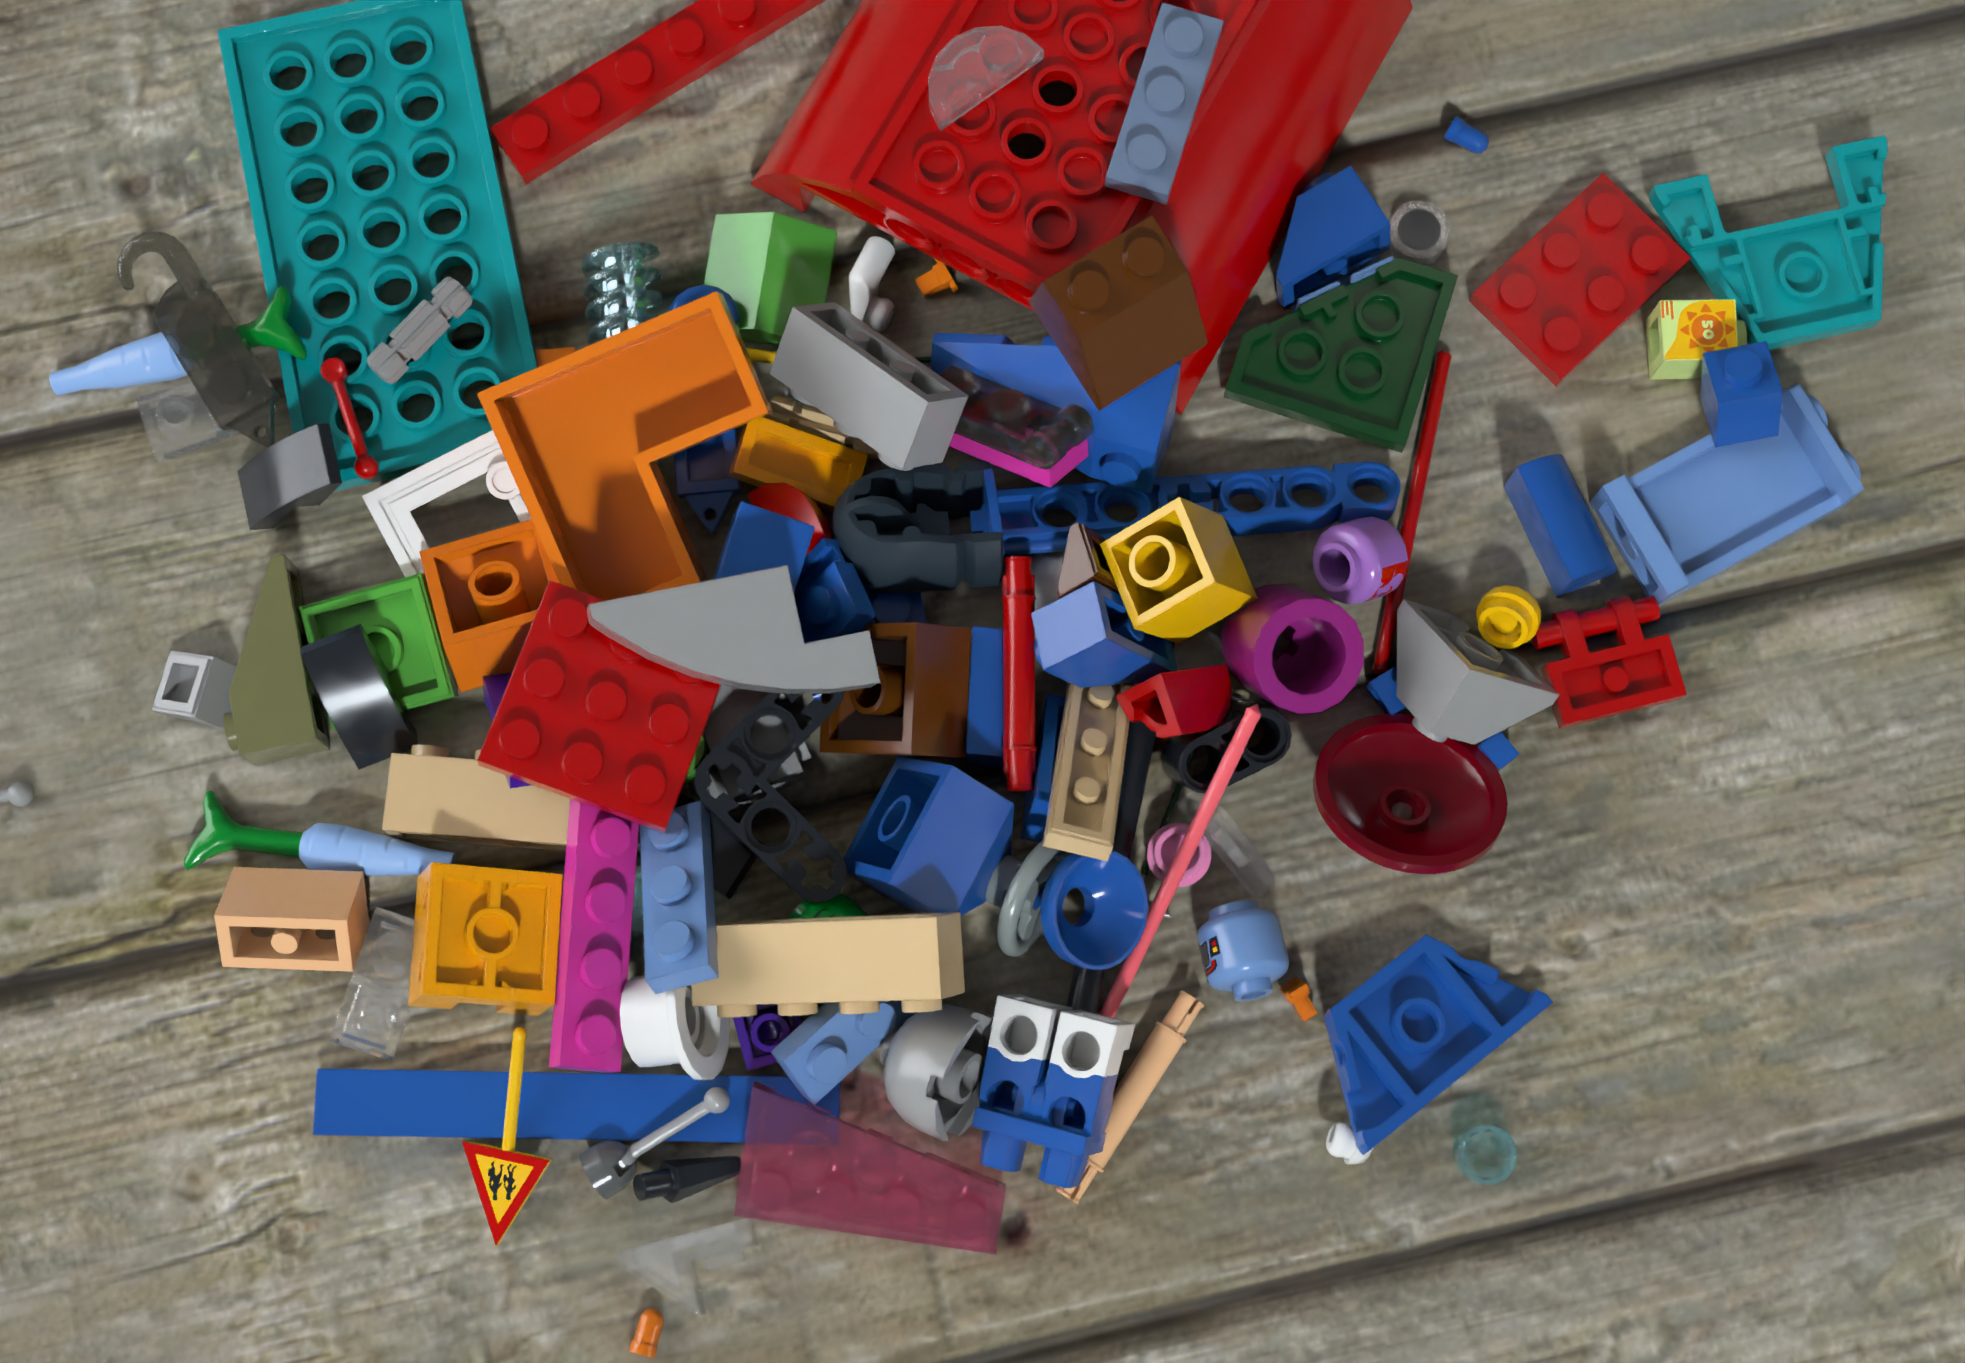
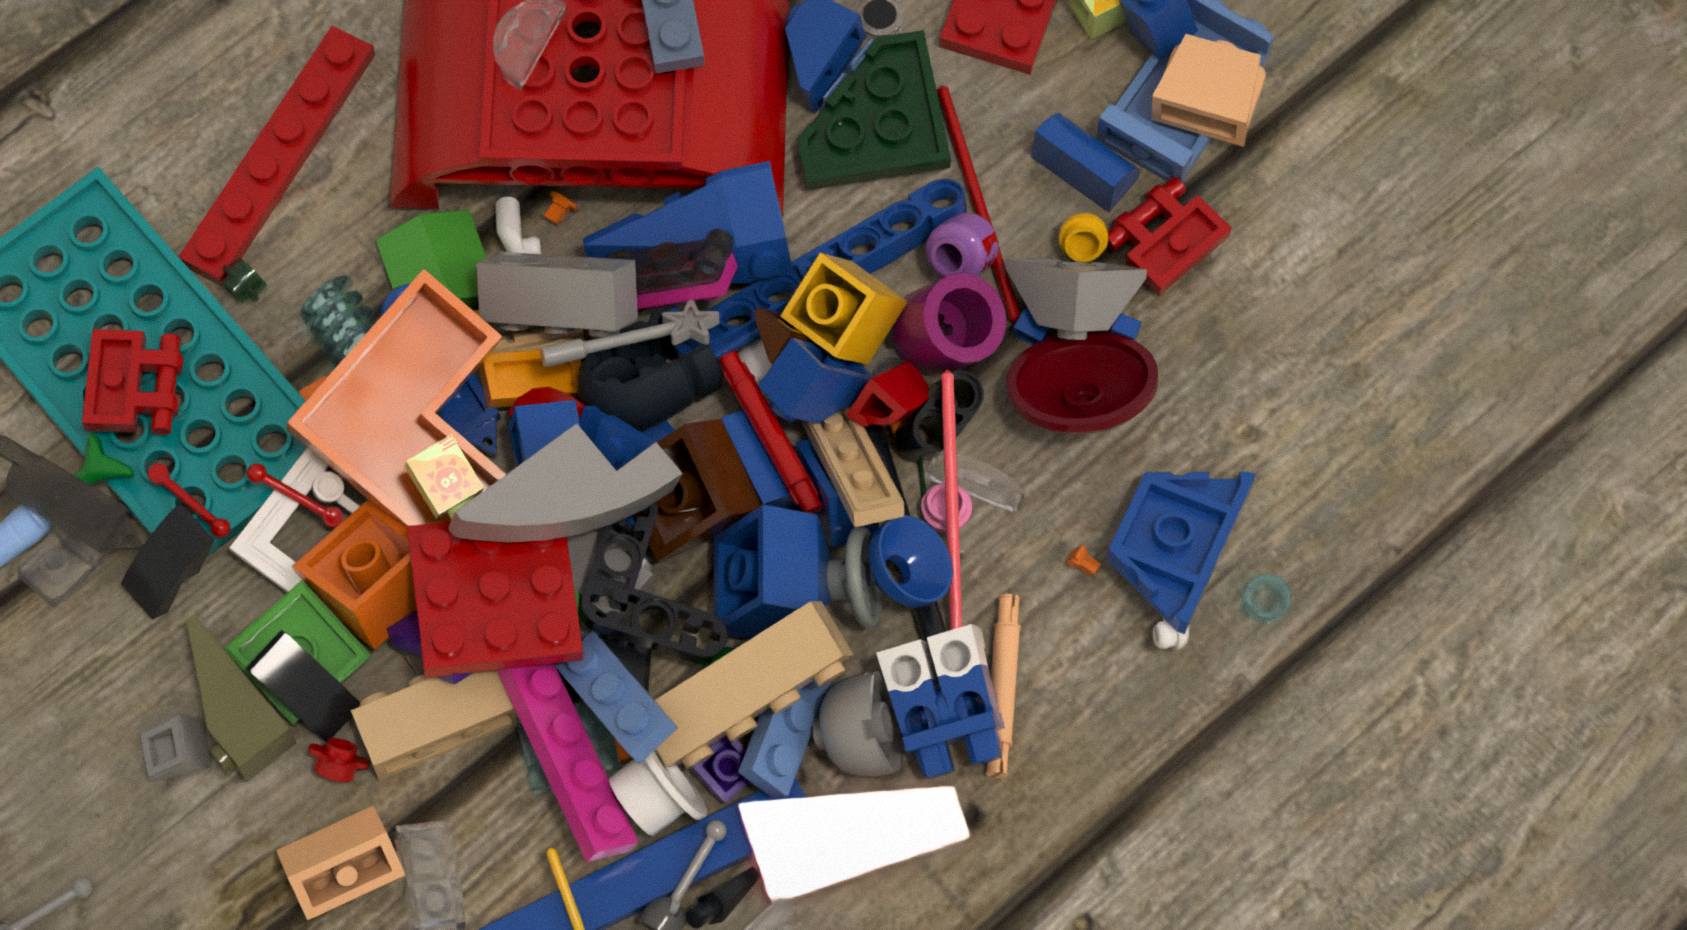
camera: 30 degrees left, 10 degrees down
(319, 847) = (327, 808): piece -> none
(341, 239) = (115, 381): none -> red plate
(355, 796) = (337, 759): none -> red plate
(419, 330) = (208, 415): light grey axle -> none
(433, 428) = (330, 516): none -> red hinge
(485, 938) = (490, 801): light orange piece -> none
(545, 191) = (243, 281): none -> clear green plate
(616, 549) = (444, 477): none -> brick
(980, 495) = (680, 325): none -> light grey piece
(1122, 313) = (715, 147): reddish brown slope -> none
(1242, 950) = (1026, 544): medium blue head -> none
(1752, 515) = (1209, 89): none -> light nougat torso

